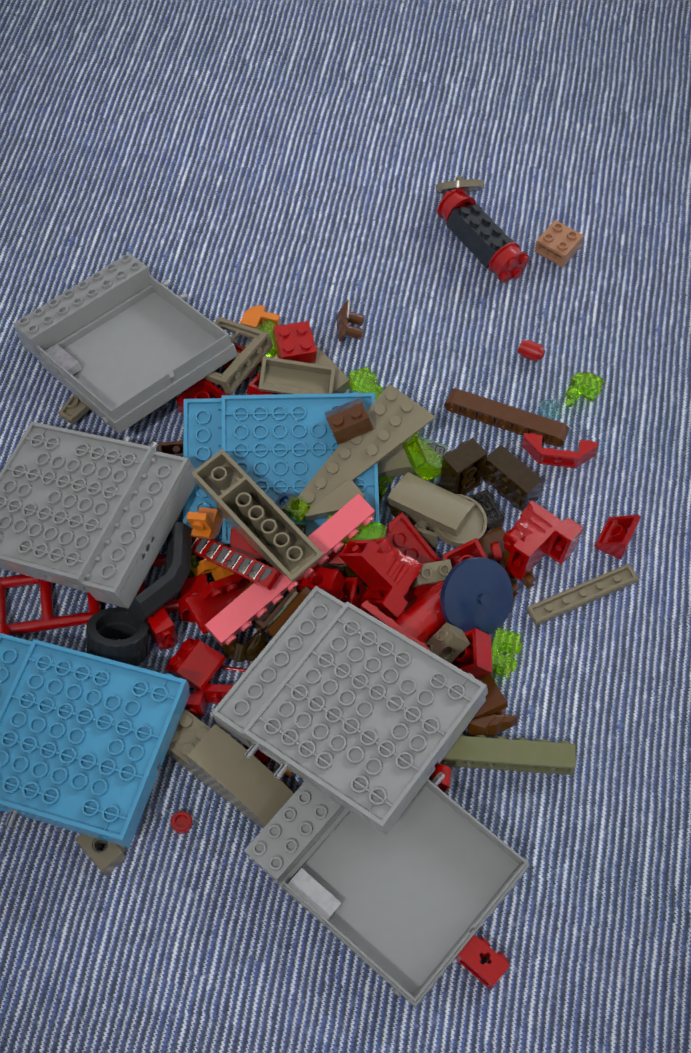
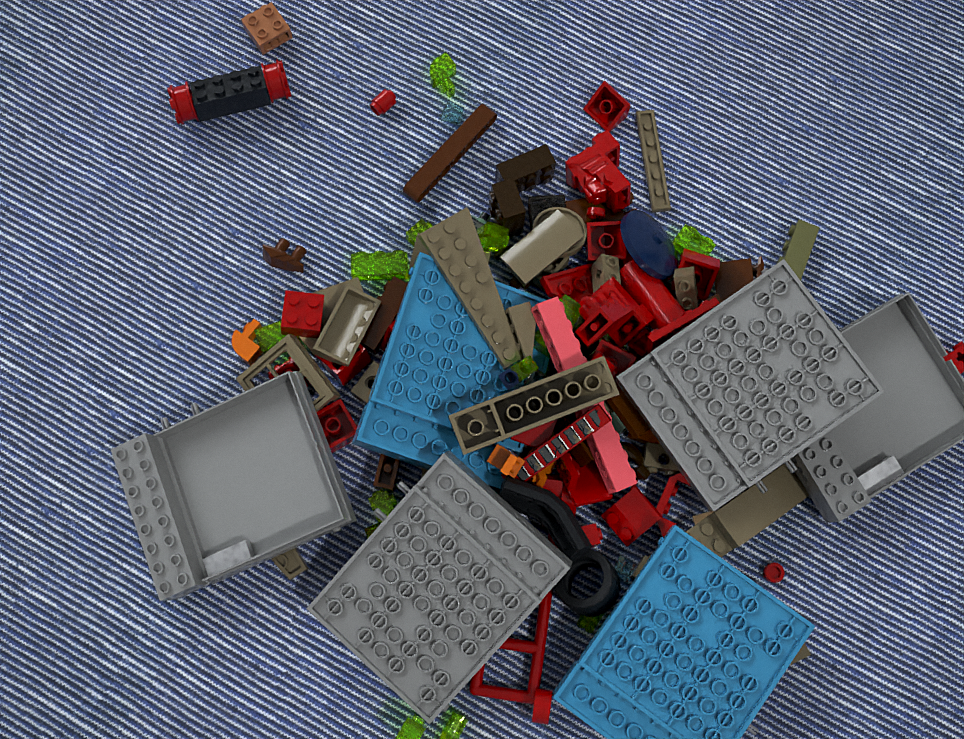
camera: 75 degrees left, 15 degrees up
(348, 421) = (446, 285): reddish brown slope -> none
(469, 185) = (160, 89): dark tan piece -> none
(563, 458) = (491, 139): red slope -> none

